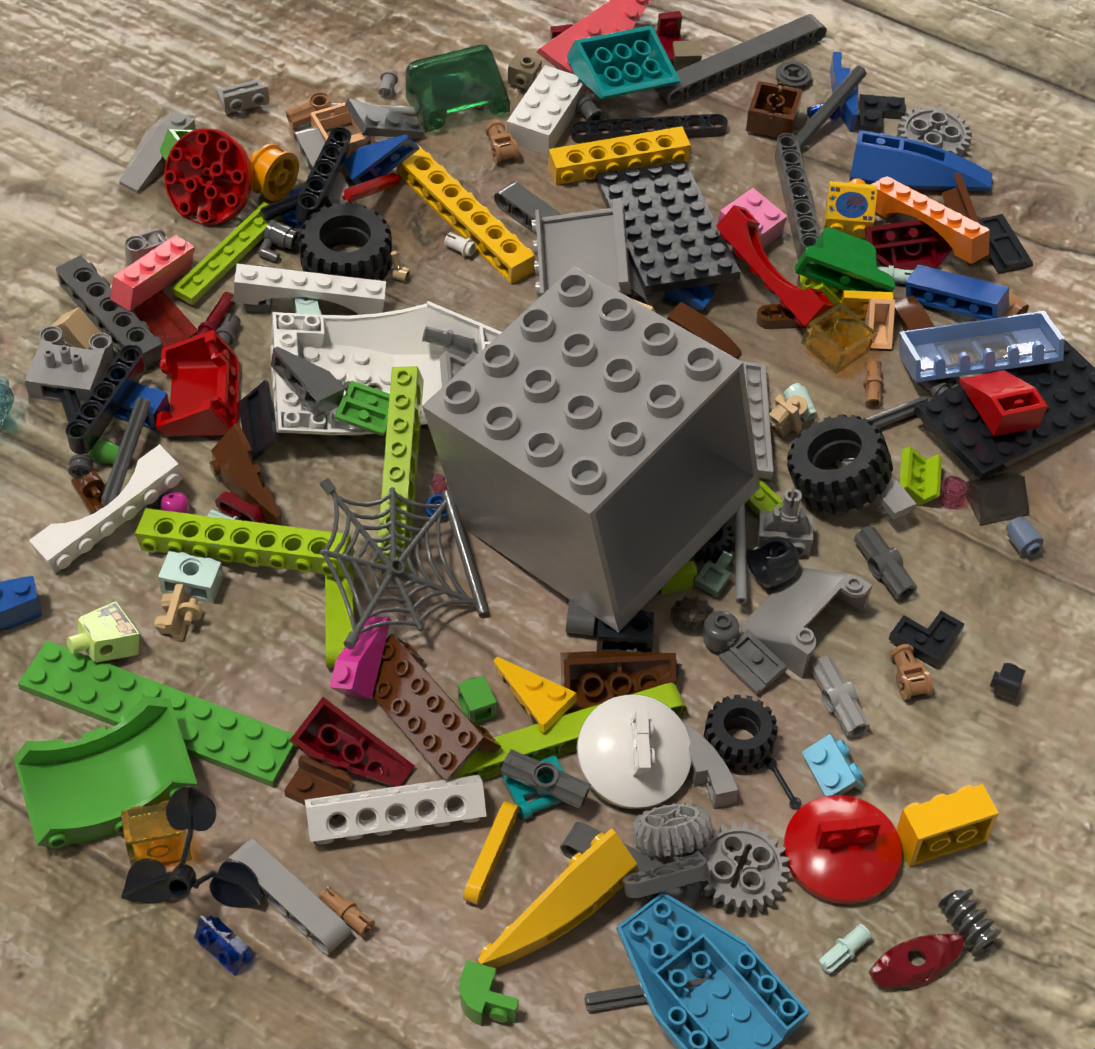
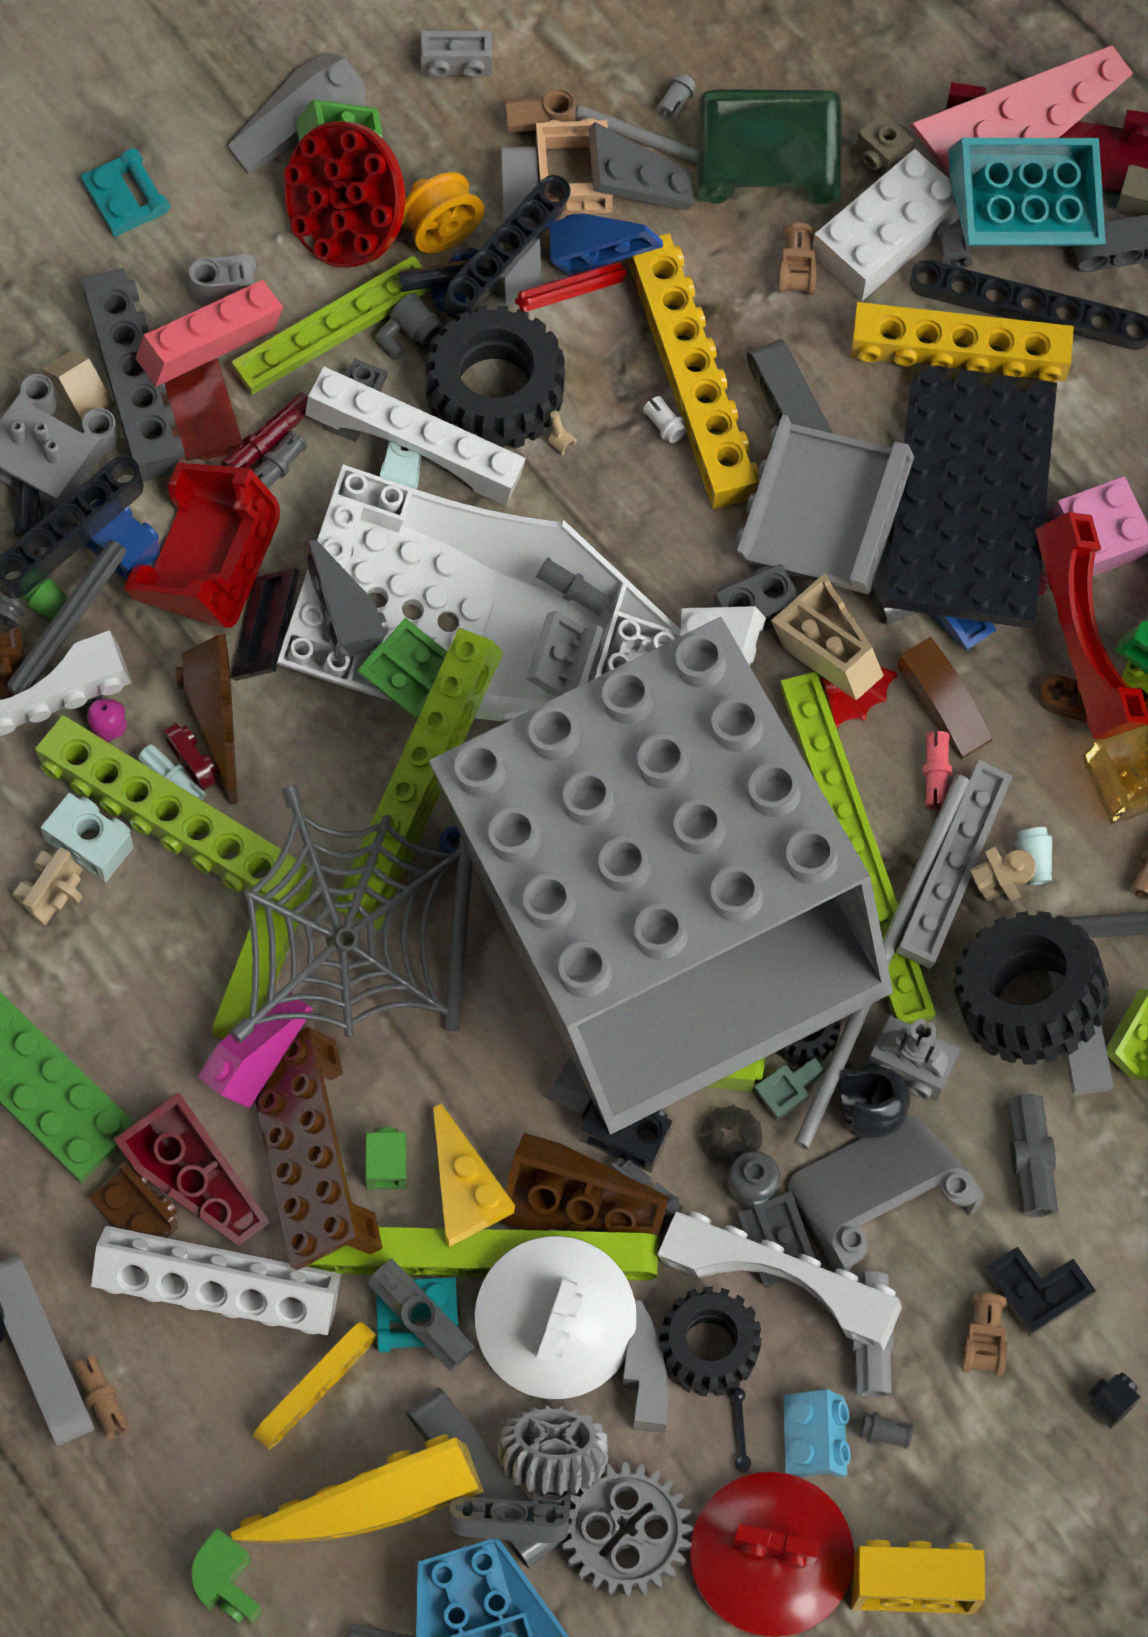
camera: 20 degrees right, 15 degrees up
(59, 228) = (114, 197): none -> teal plate
(710, 680) = (705, 1250): none -> white arch
(877, 749) = (886, 1430): none -> dark grey pin

